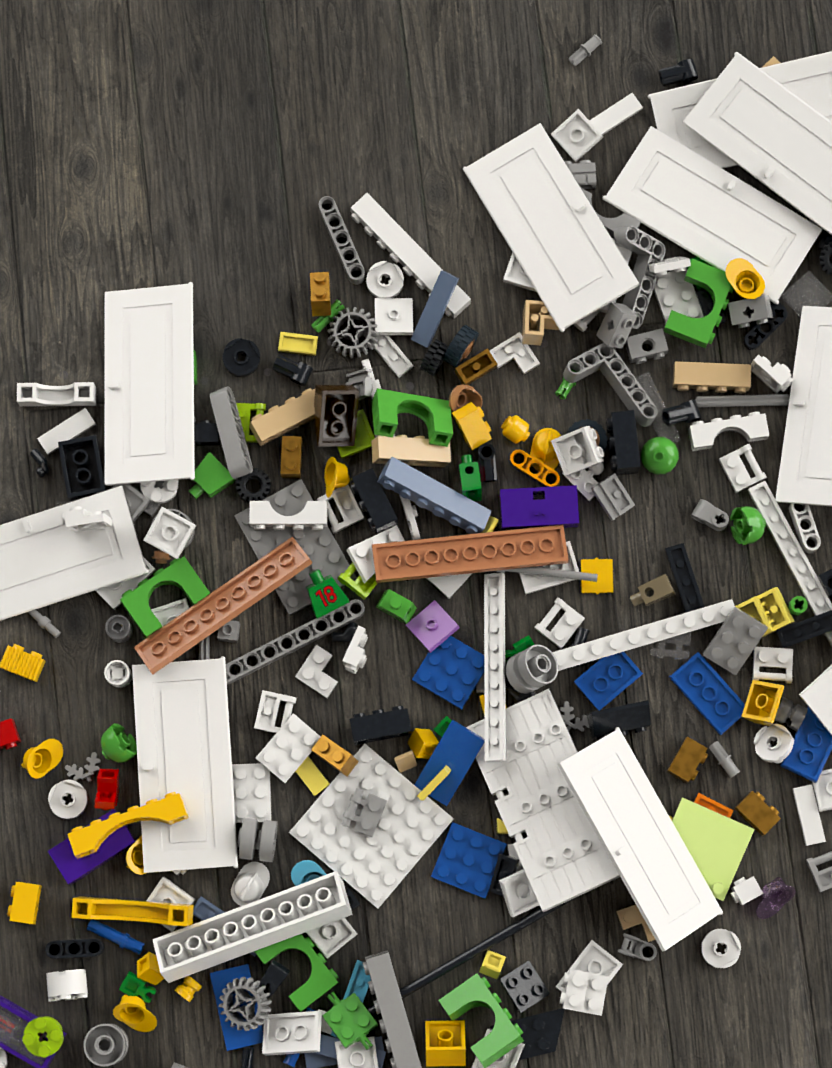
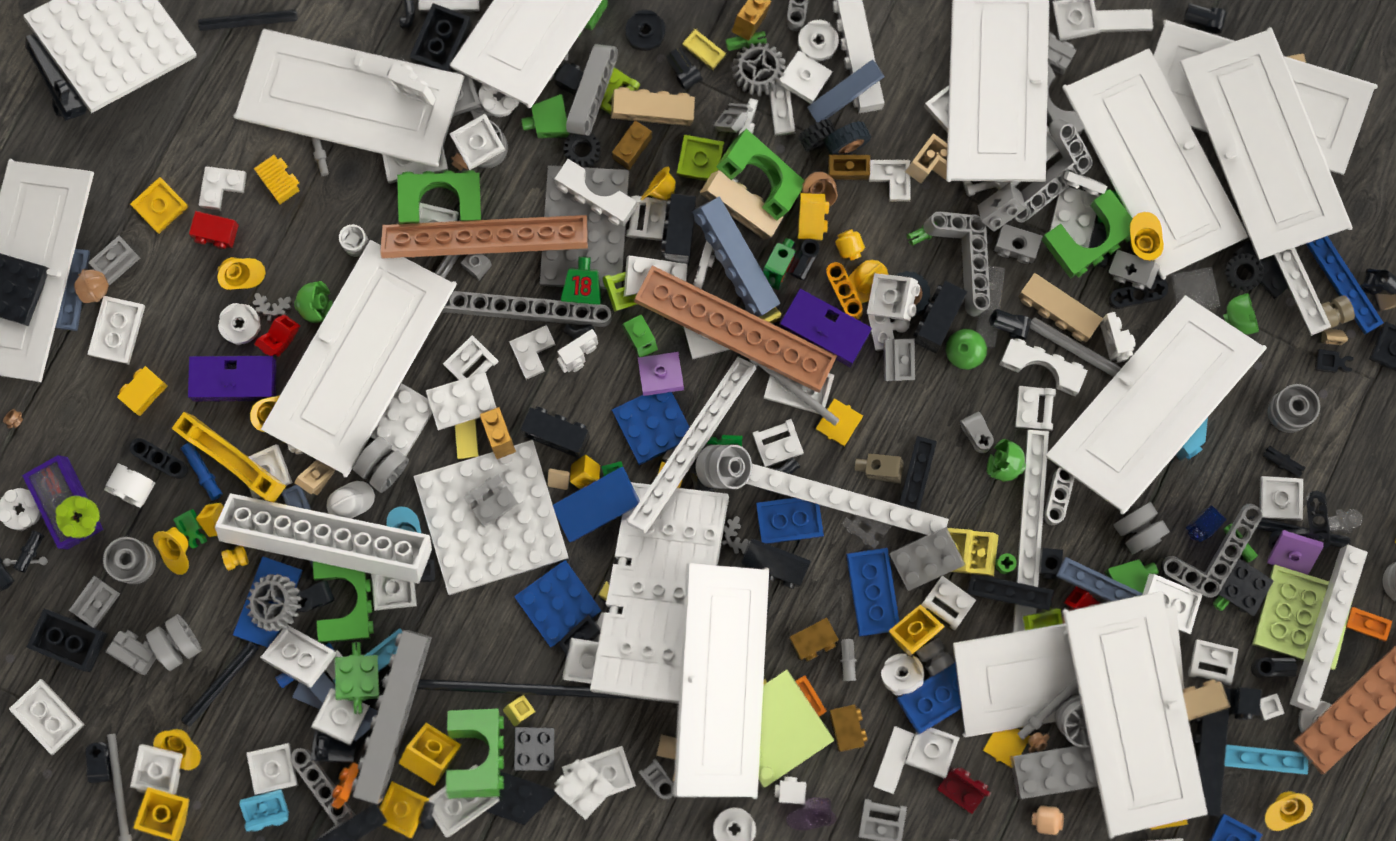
camera: 30 degrees right, 0 degrees up
(89, 839) = (231, 368): yellow arch -> none
(119, 628) = (380, 201): flat silver wheel -> none
(210, 883) = (315, 477): none -> tan slope
(336, 414) = (694, 131): dark brown slope -> none
(434, 783) = (570, 513): light yellow tile -> none

